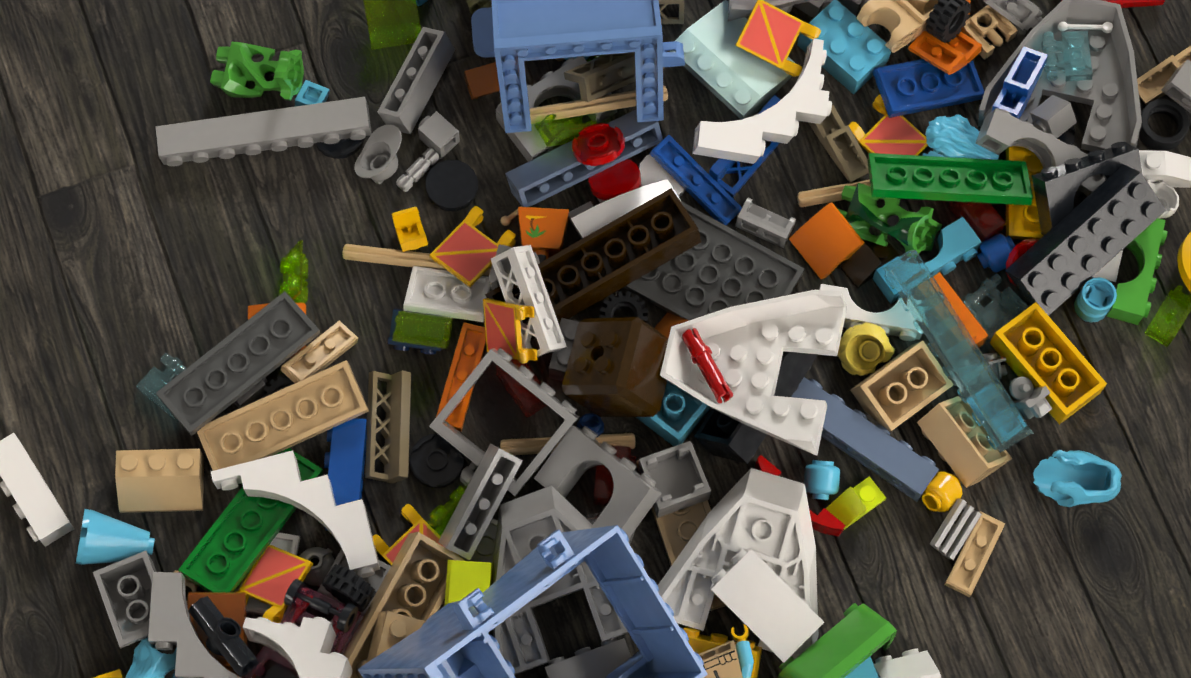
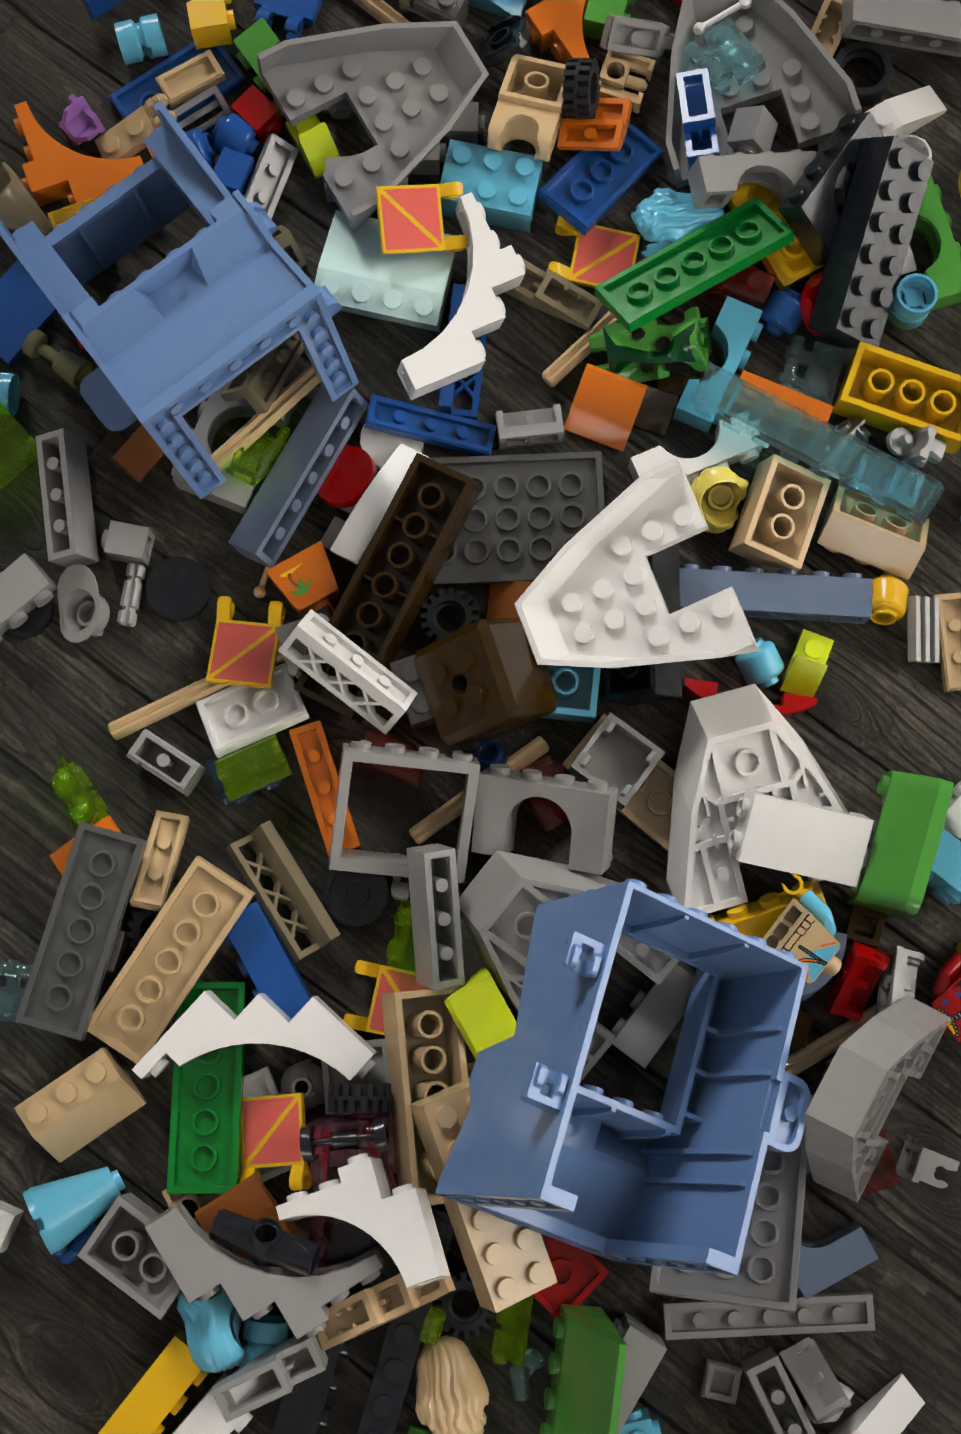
camera: 30 degrees left, 10 degrees up
(85, 573) = (70, 1251): none -> blue arm
(367, 291) = (166, 762): none -> light grey brick
(409, 229) = (166, 666): yellow bracket -> none
(504, 328) = (340, 716): flag -> none
(598, 144) = (307, 451): red tile -> none
(702, 357) = (569, 617): red pin -> none

